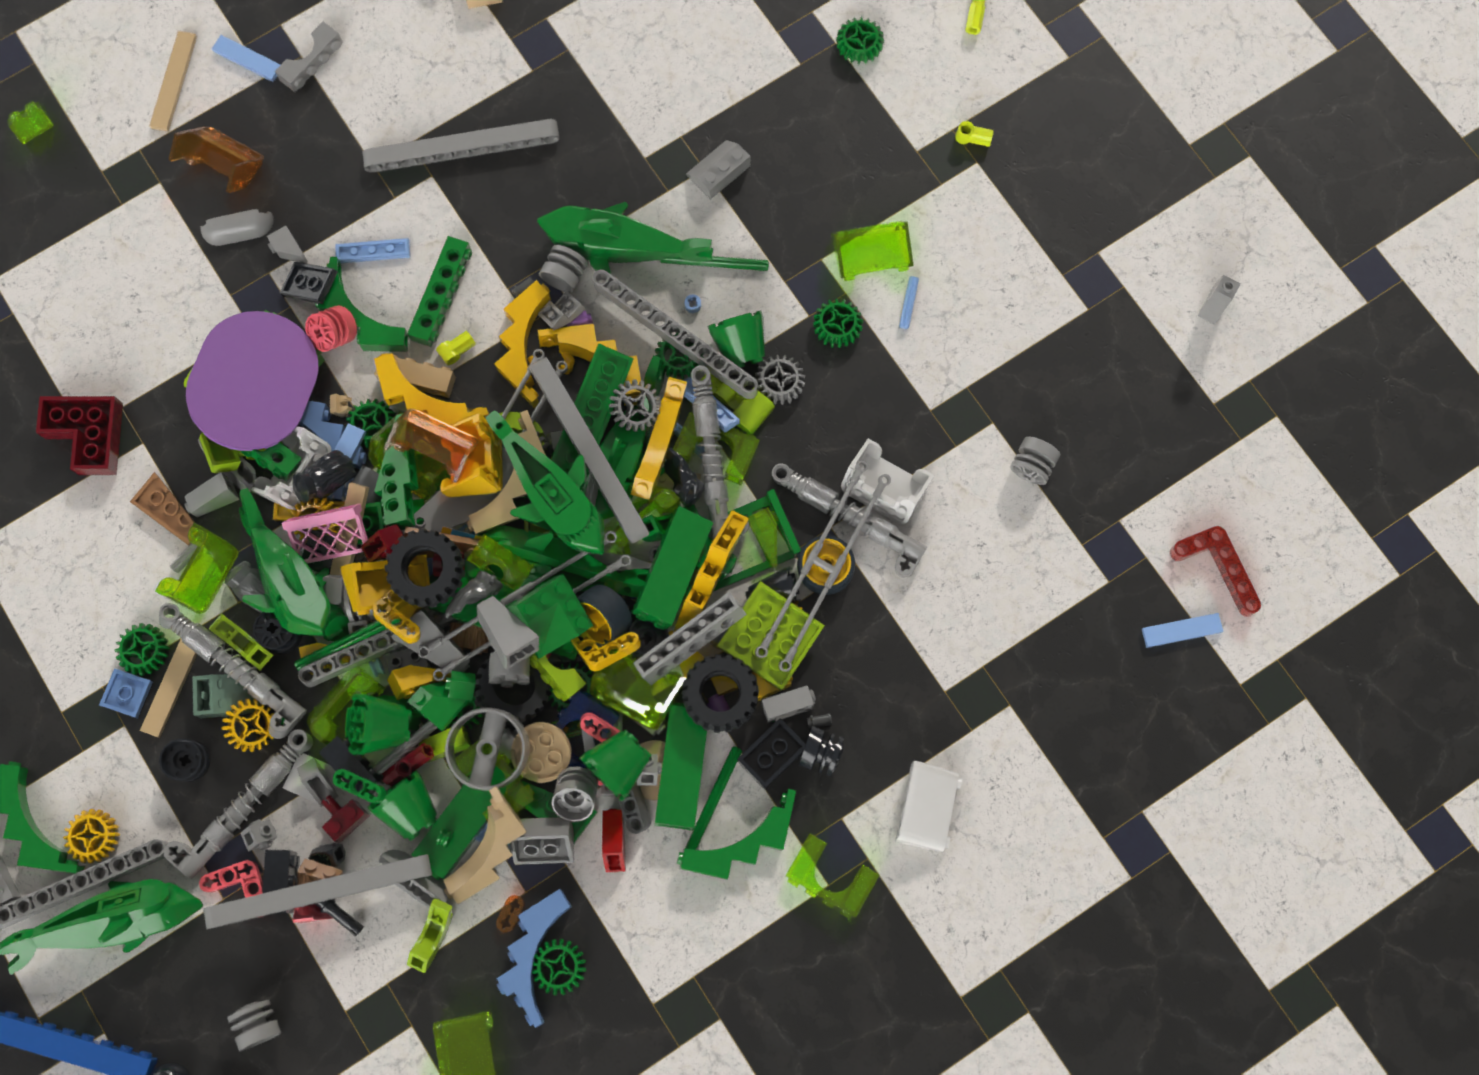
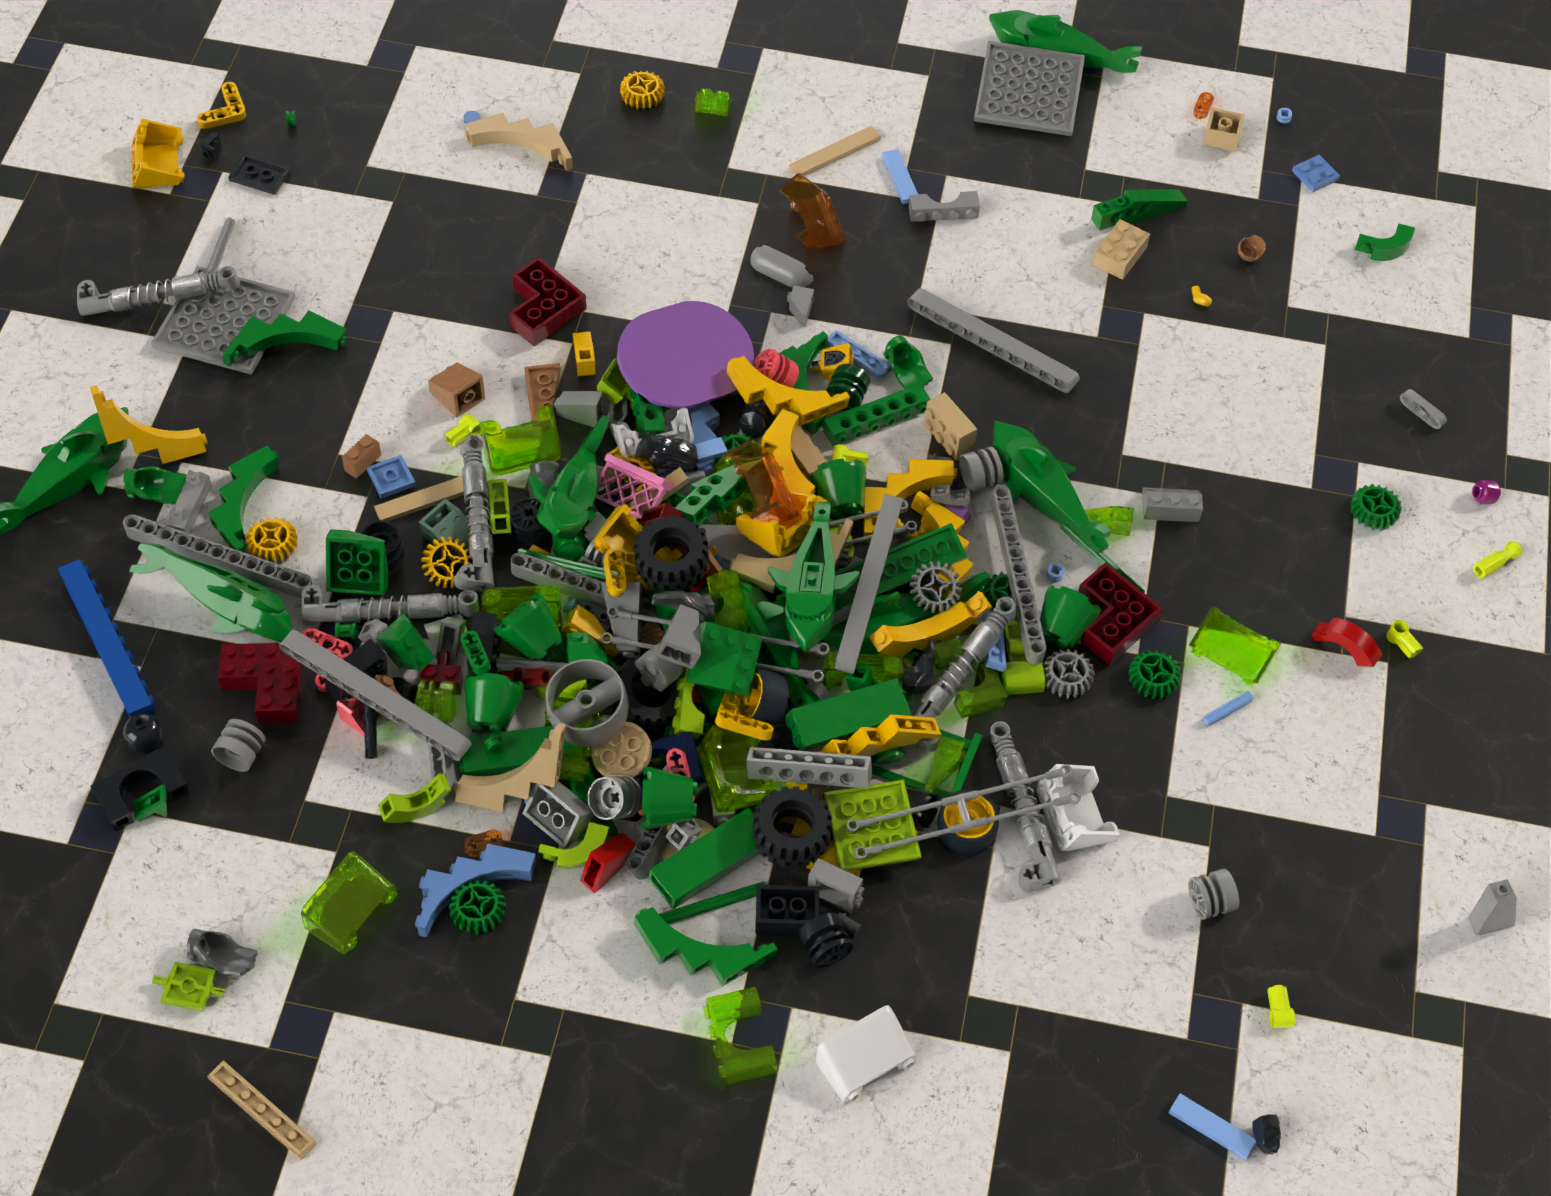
camera: 40 degrees right, 20 degrees down
(84, 699) = (361, 456): none -> medium nougat brick
(96, 570) = (458, 388): none -> medium nougat slope
(135, 637) = (428, 453): green gear -> none
(140, 596) = (467, 426): none -> neon yellow piece
(163, 445) = (584, 353): none -> yellow slope
(183, 798) = (355, 563): none -> green slope
(227, 947) = (270, 672): none -> dark red brick
(231, 852) = (346, 630): none -> green bush
(293, 821) = (405, 645): none -> green slope
(308, 282) = (790, 335): black tile -> none
(339, 405) = (728, 425): tan tile -> none
(350, 372) = (756, 419): none -> black hair
(362, 844) = (438, 700): none -> clear neon green wheel
(366, 275) = (832, 358): none -> yellow torso
(383, 337) = (806, 404): none -> yellow arch
(397, 289) = (852, 380): none -> dark green wheel
(420, 226) = (907, 363): none -> green hair
(460, 685) = (613, 655): green brick -> none
(480, 383) = (842, 486): none -> green cone
(505, 252) = (950, 426): none -> tan brick
(589, 857) = (577, 856): none -> lime arch
(692, 222) = (1116, 518): none -> clear neon green slope
(771, 290) = (1123, 616): none -> dark red brick
(942, 168) = (1351, 637): none -> red arch
(1152, 505) = (1280, 1012): none -> neon yellow piece
(1222, 602) = (1267, 1133): none -> black rock
(1223, 564) = (1301, 1108): clear red beam -> none

